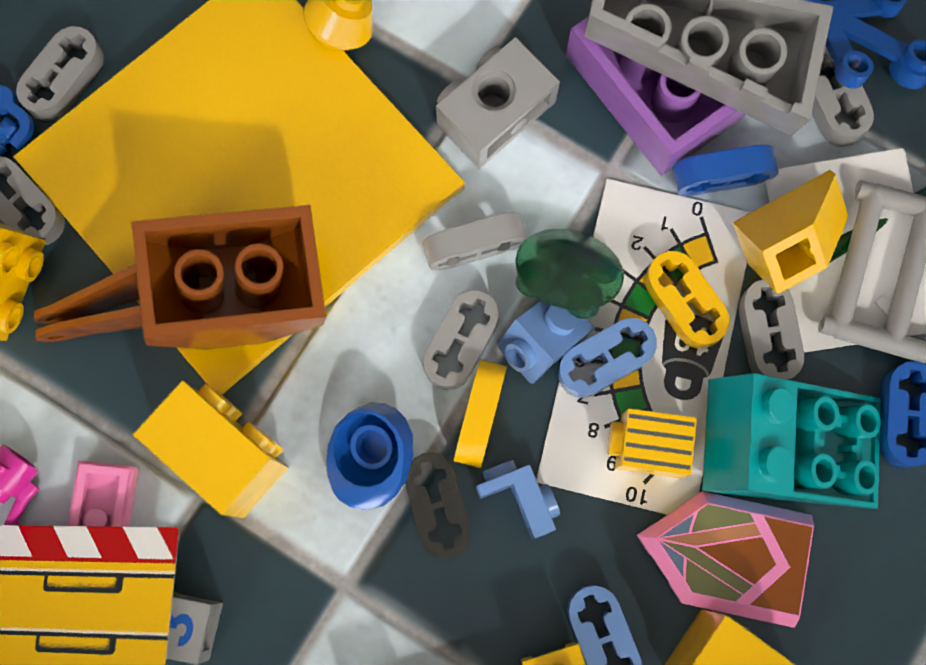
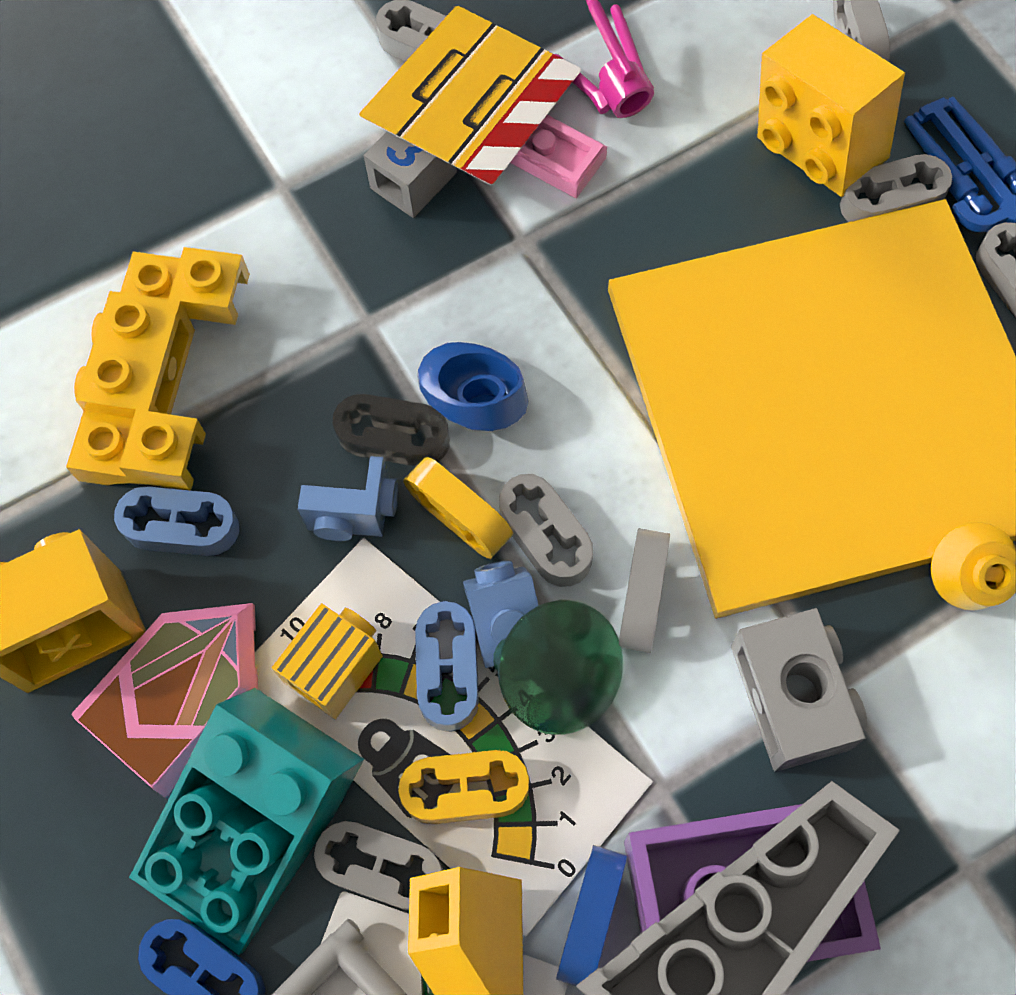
camera: 120 degrees right, 10 degrees down
(204, 283) = (711, 294): dark orange slope -> none
(211, 451) = (548, 239): yellow piece -> none

